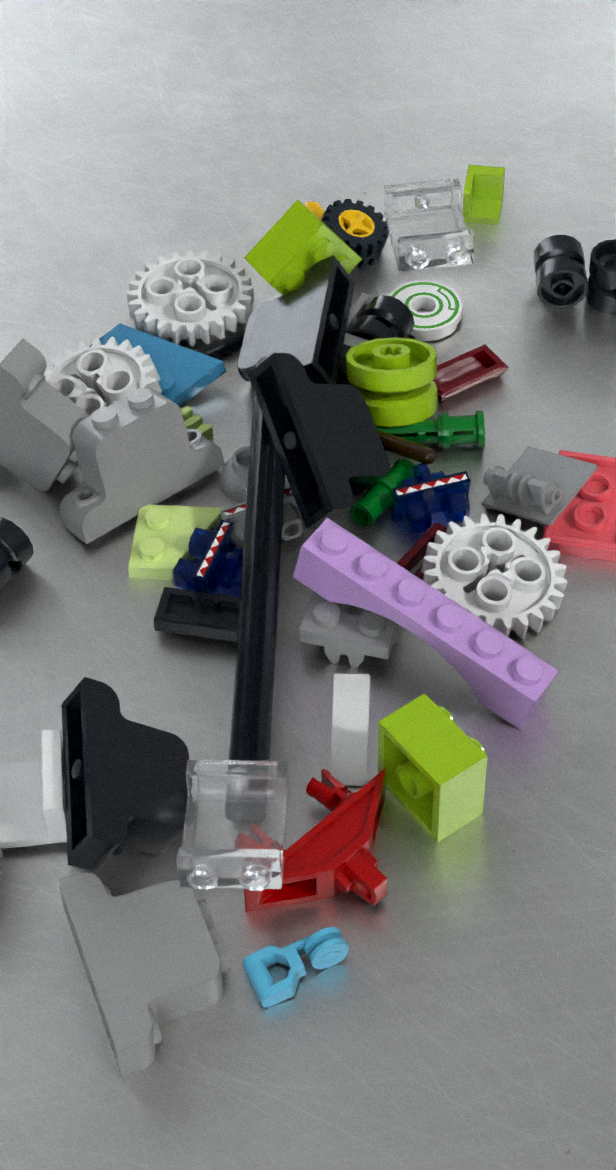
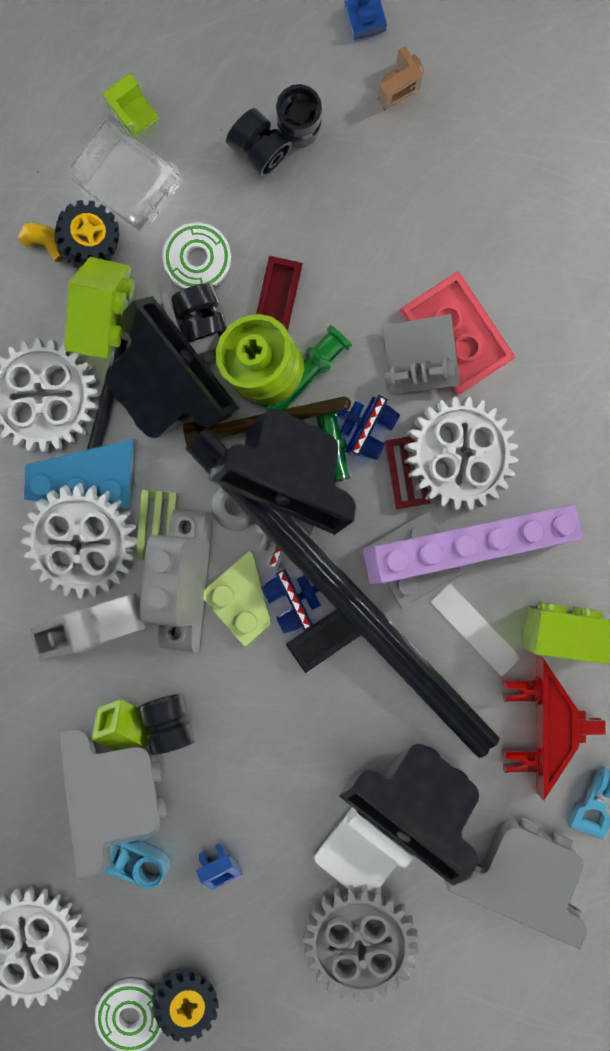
camera: 45 degrees left, 40 degrees up
(234, 825) = (514, 782): clear panel -> none

